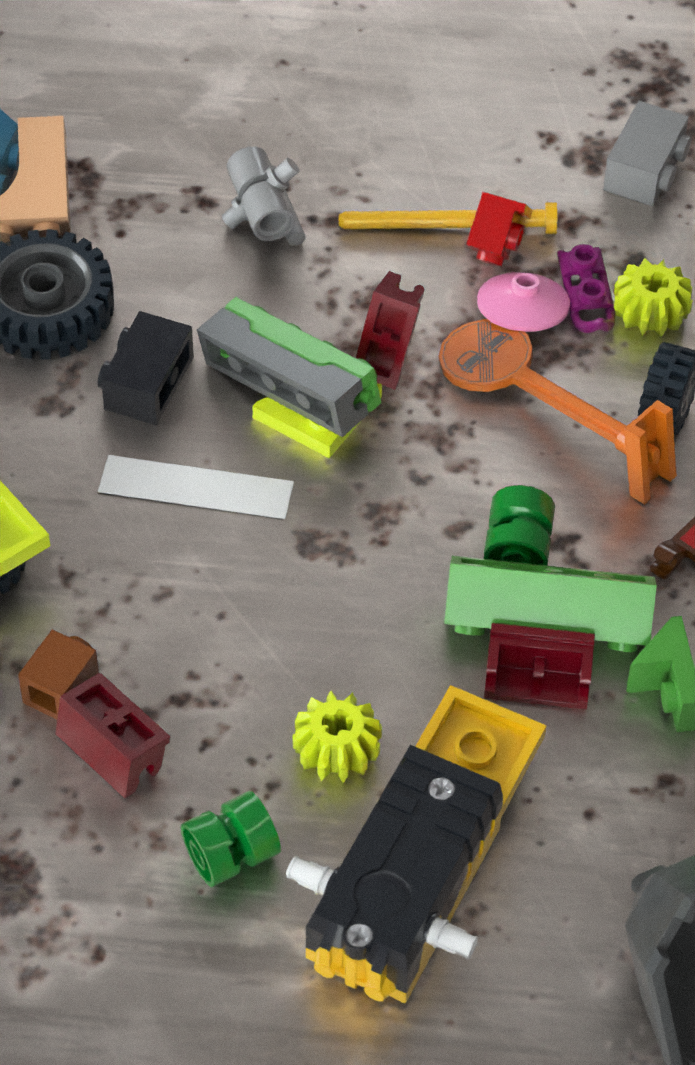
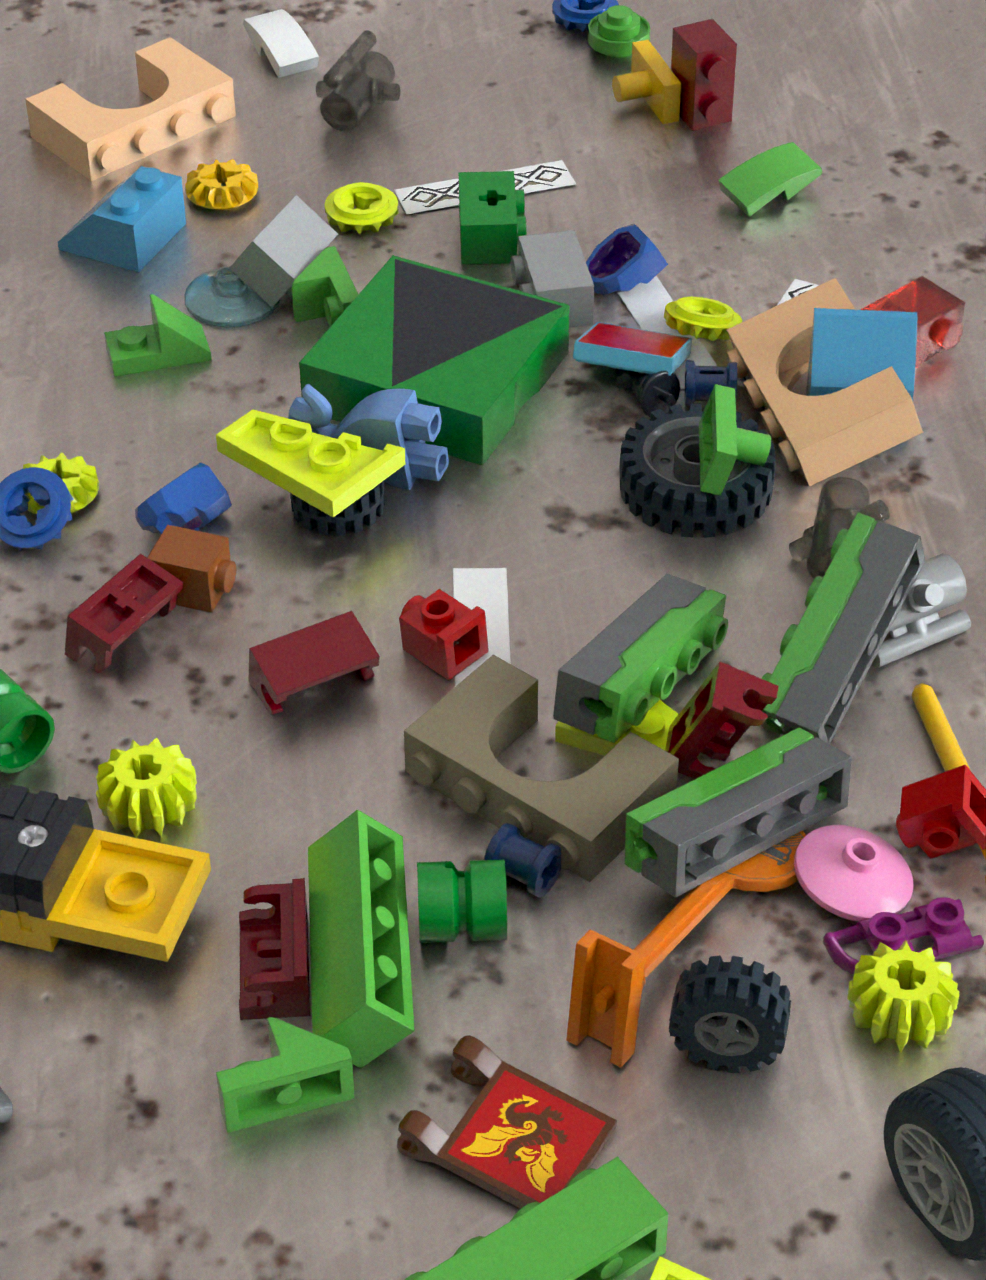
camera: 80 degrees right, 10 degrees down
(58, 252) = (724, 443): none -> bright green tile
(146, 367) = (614, 558): black brick -> none
(171, 215) = (836, 509): none -> clear smoke pin
(201, 501) = (433, 625): none -> red brick
(215, 599) = (310, 658): none -> dark red hinge
(310, 229) = (842, 626): none -> dark grey piece
(352, 512) = (585, 815): none -> dark tan arch
(474, 490) = (526, 859): none -> dark blue bush
(476, 345) = (736, 811): none -> dark grey piece

